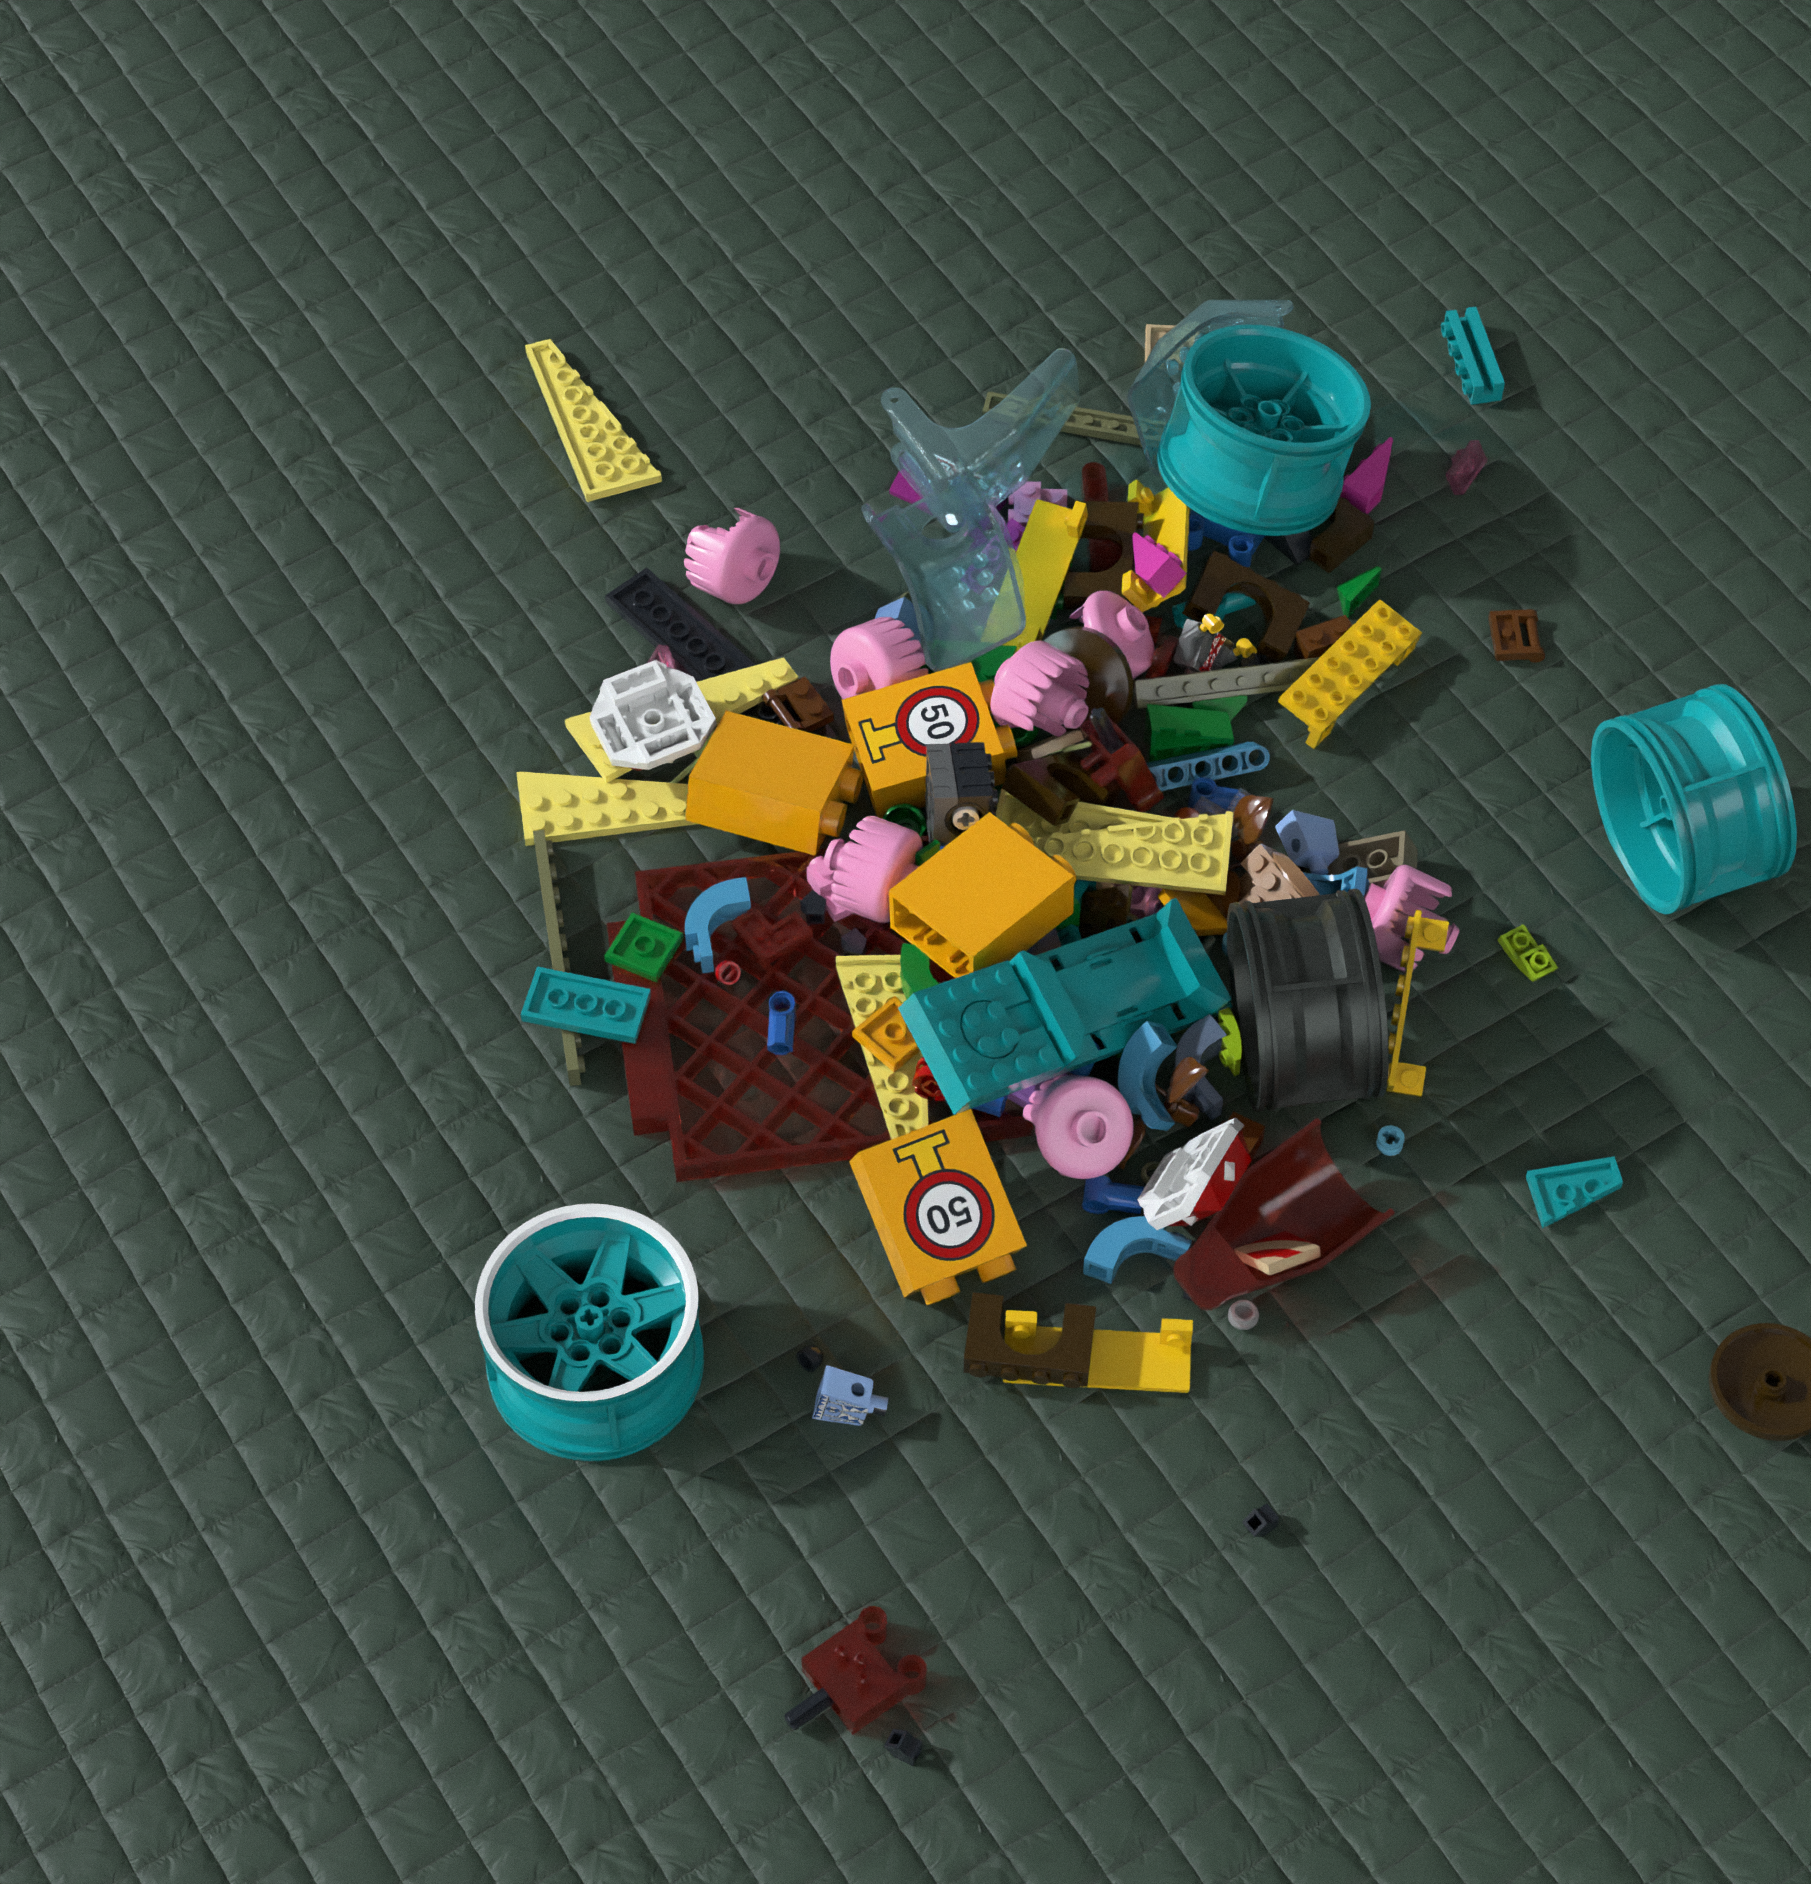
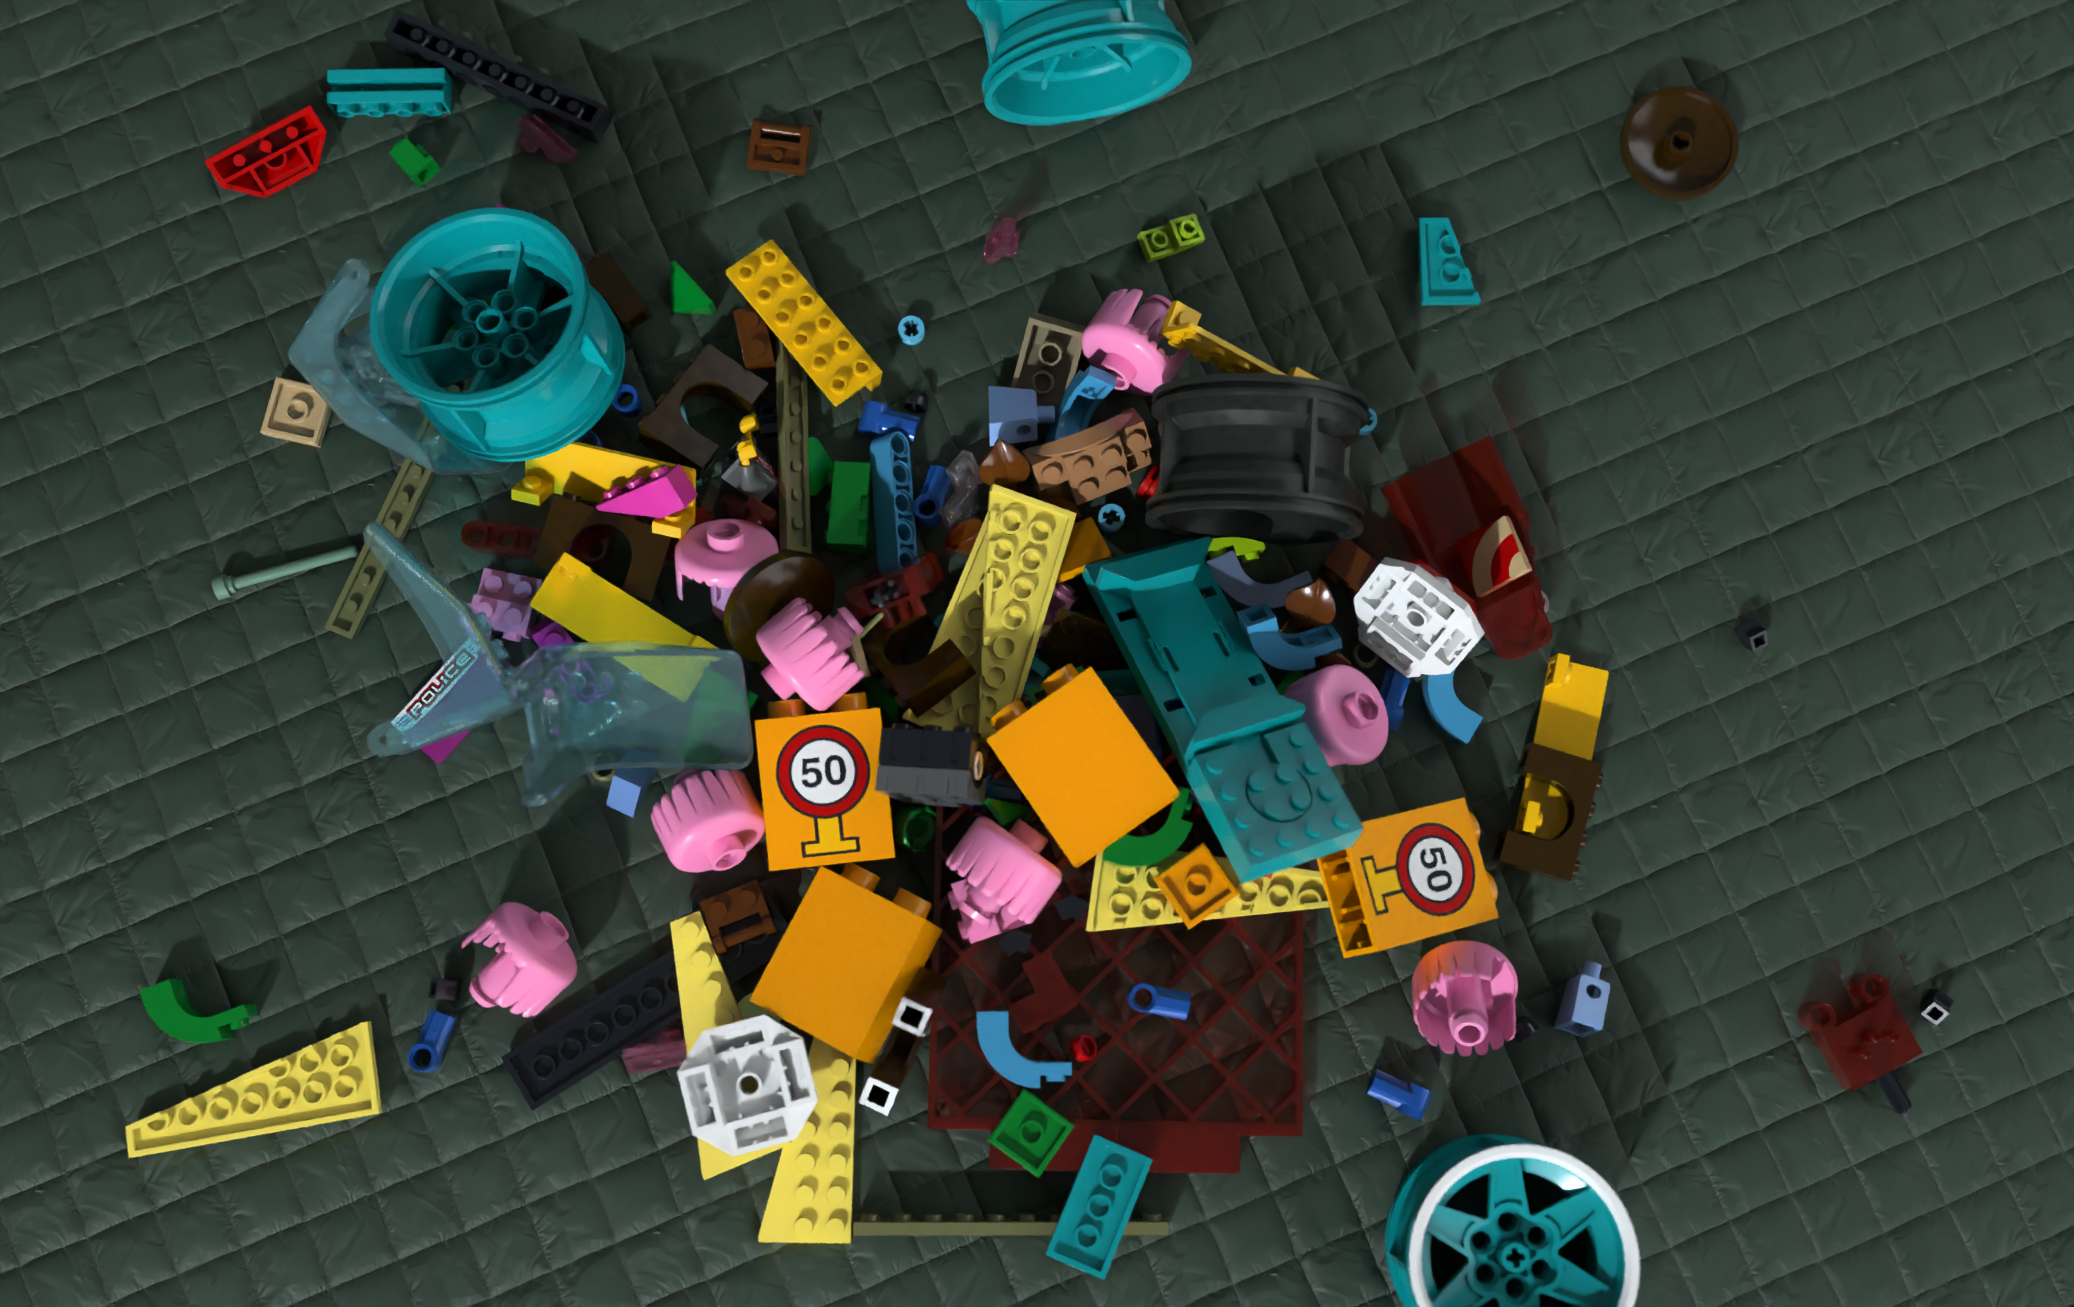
camera: 85 degrees left, 25 degrees up
(642, 519) = (433, 1038): none -> blue piece
(644, 355) = (175, 1015): none -> green arch
(684, 841) = (905, 1040): none -> dark brown arch
(696, 518) = (445, 989): none -> black piece
(726, 1260) = (1405, 1096): none -> blue piece
(831, 1276) = (1465, 997): none -> bright pink piece
(1009, 326) = (225, 585): none -> sand green piece
(1280, 750) = (880, 420): none -> blue piece
(1303, 774) = (916, 401): none -> black hinge
(1369, 755) = (909, 320): none -> medium azure bush
(1387, 285) = (271, 155): none -> red wedge
(1414, 382) = (414, 161): none -> green brick
(1474, 807) = (1001, 241): none -> clear pink hinge
(1510, 423) = (498, 76): none -> black brick

